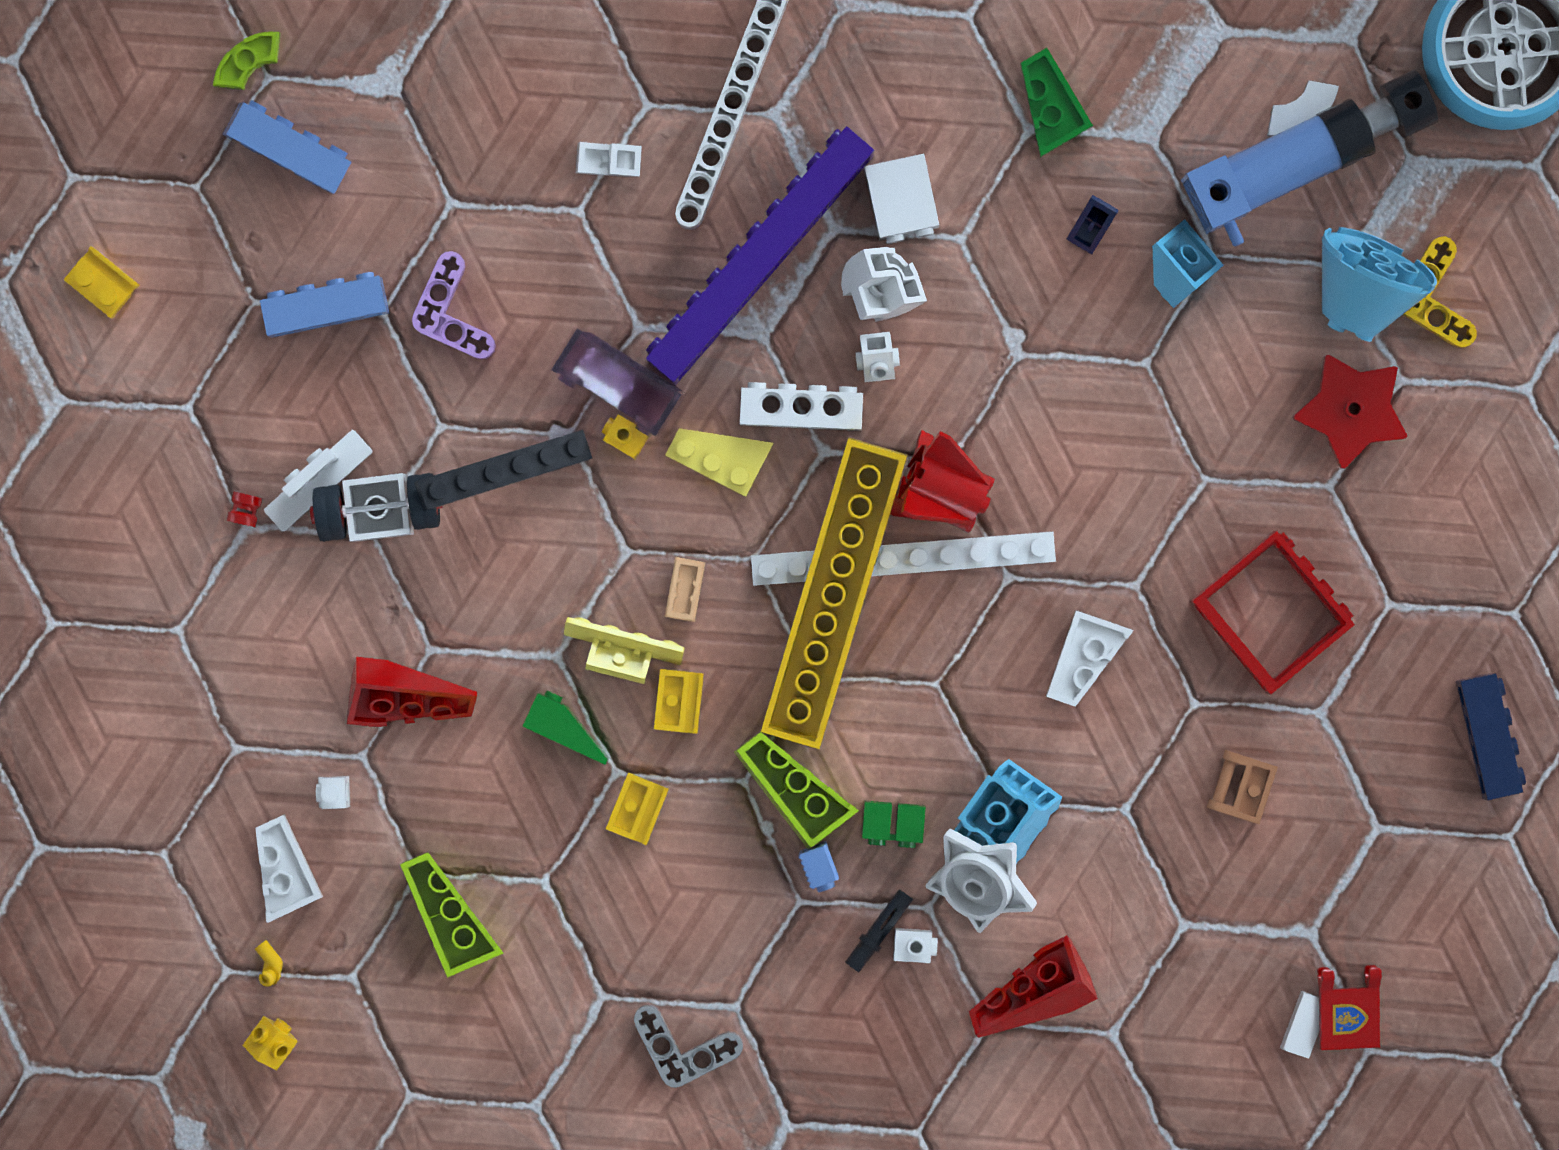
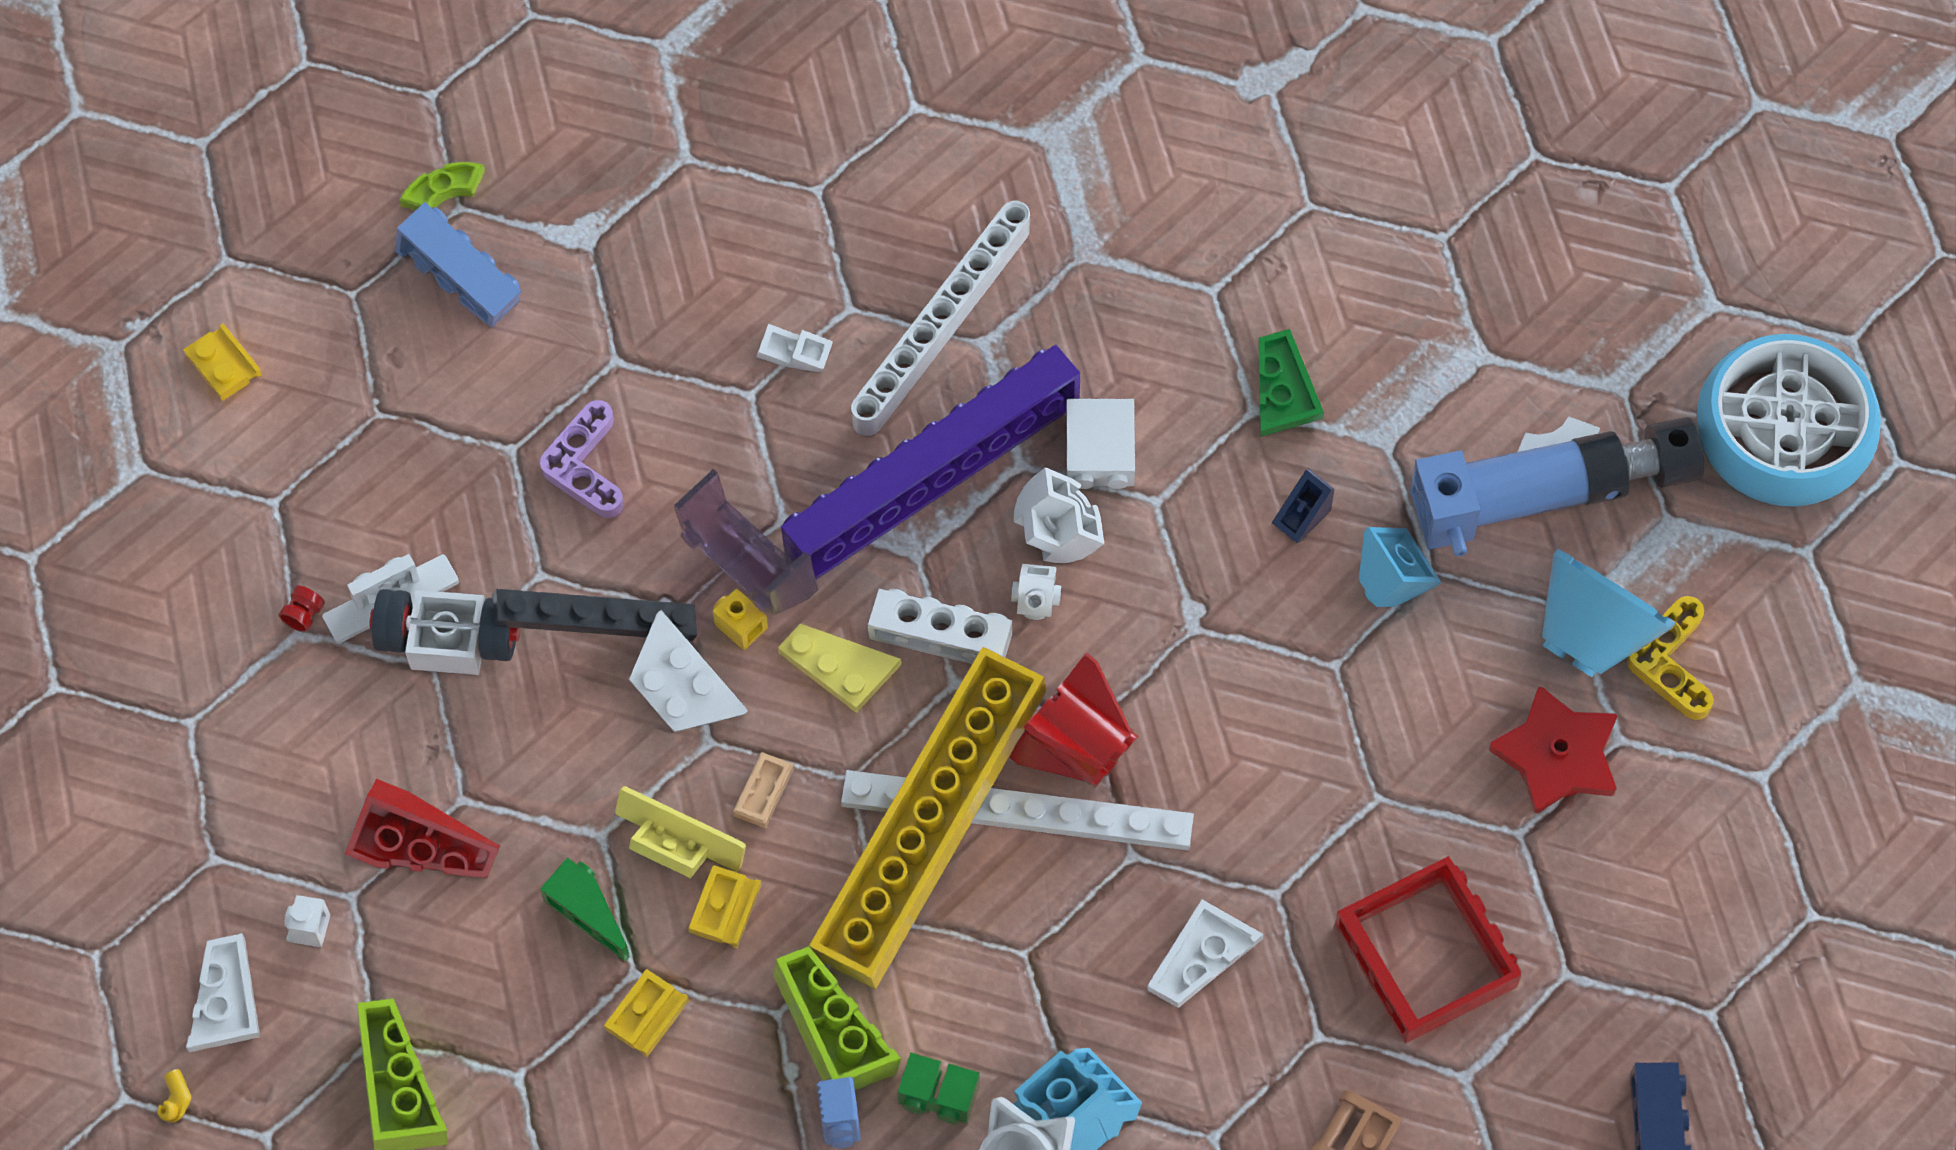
camera: 10 degrees right, 25 degrees down
(324, 306) = (450, 424): medium blue brick -> none
(591, 508) = (681, 681): none -> white wing

